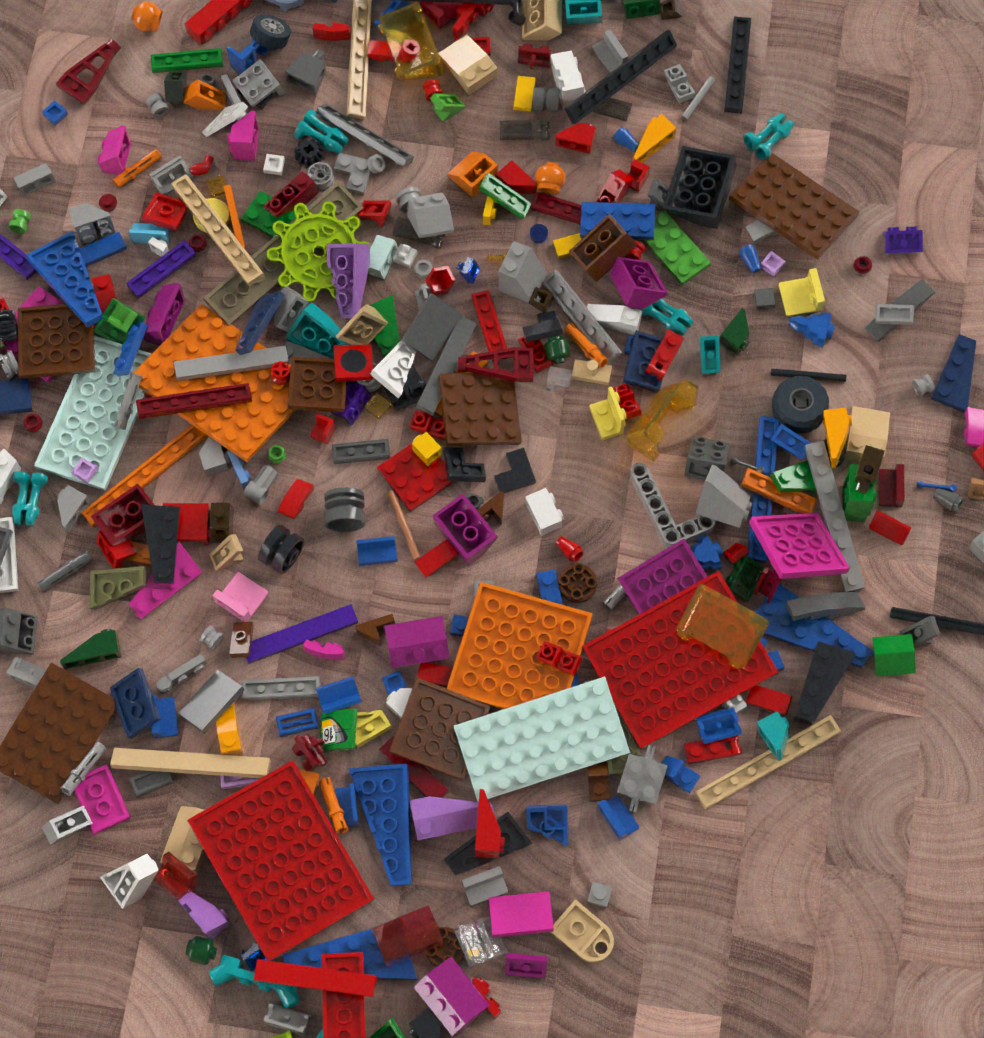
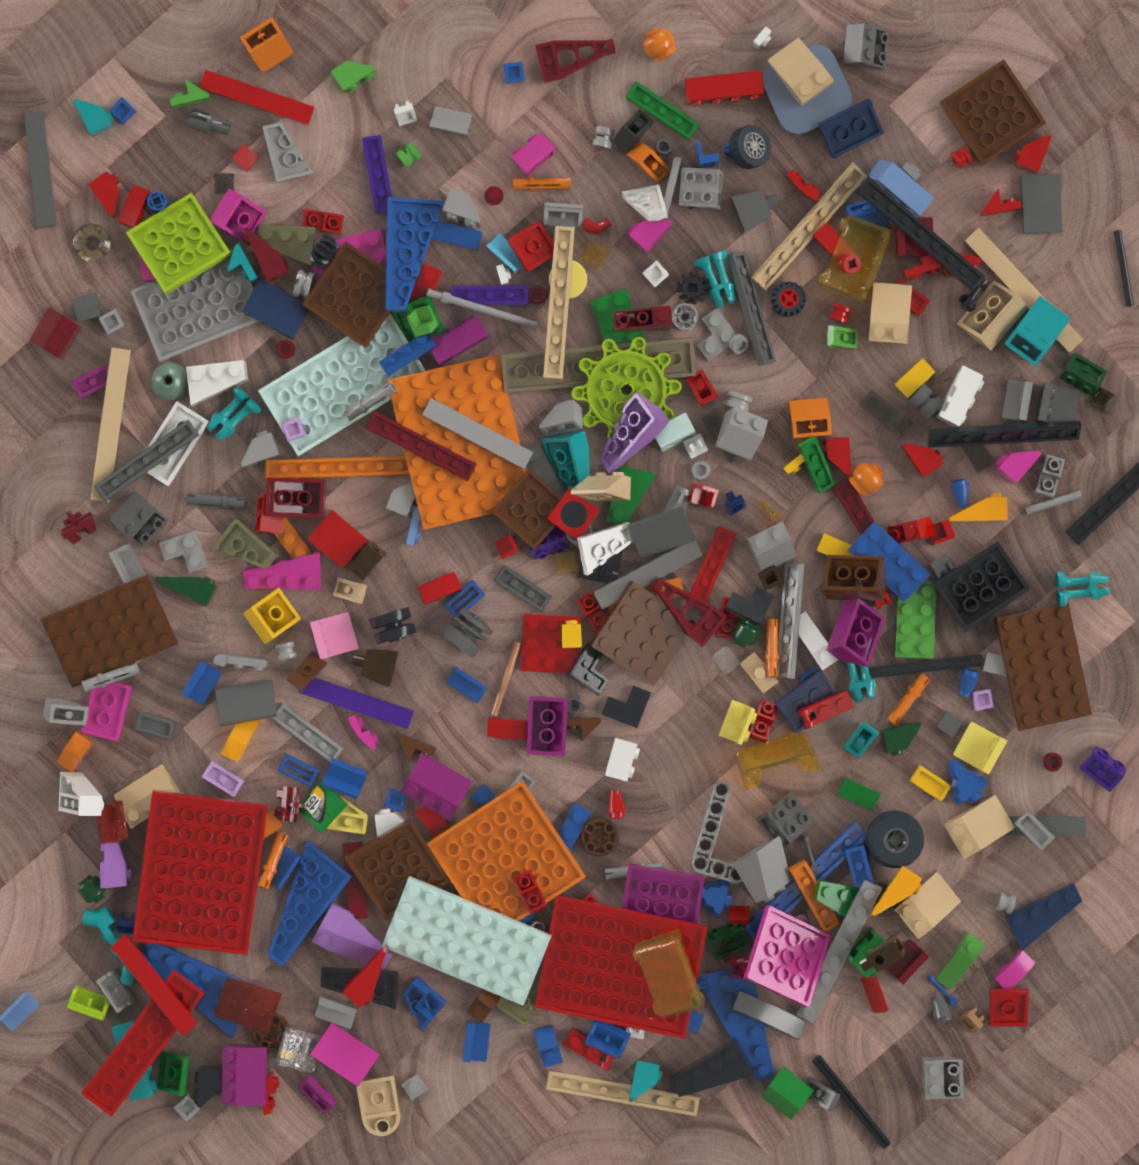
camera: 35 degrees right, 20 degrees up
(69, 623) = (189, 547): none -> light grey plate
(99, 851) = (75, 751): none -> orange slope
(129, 289) = (446, 298): none -> light grey bar
(135, 703) = (187, 657): dark blue tile -> none
(162, 539) = (307, 542): black wing -> none
(178, 620) = (271, 616): none -> yellow slope
(190, 763) = (193, 740): tan tile -> none
(234, 215) = (583, 300): orange tile -> none
(258, 321) = (530, 413): dark blue wing -> none
(259, 488) = (418, 555): light grey piece -> none
(276, 449) = (450, 536): bright green plate -> none
(283, 370) = (511, 472): red wheel -> none
(294, 592) = (377, 665): none -> dark brown torso
(319, 508) = (477, 588): none -> blue tile
(379, 109) = (785, 293): none -> black wheel
(534, 56) = (950, 353): dark red hips -> none
(538, 233) = (819, 516): clear blue tile -> none
(638, 33) = (1057, 403): none -> dark grey bracket
(642, 778) = (516, 1030): light grey plate -> none
(647, 88) = (1015, 465): none -> dark pink slope
(710, 272) = (926, 666): none -> black axle
(718, 300) = (908, 699): none -> orange pin
(743, 396) = (858, 793): none -> green slope
(769, 699) = (664, 1050): red slope -> none
(789, 349) = (930, 783): none -> yellow tile
(814, 375) = (931, 823): black bar -> none
(852, 348) = (979, 826): none -> tan slope
(929, 451) = (960, 960): none -> bright green slope

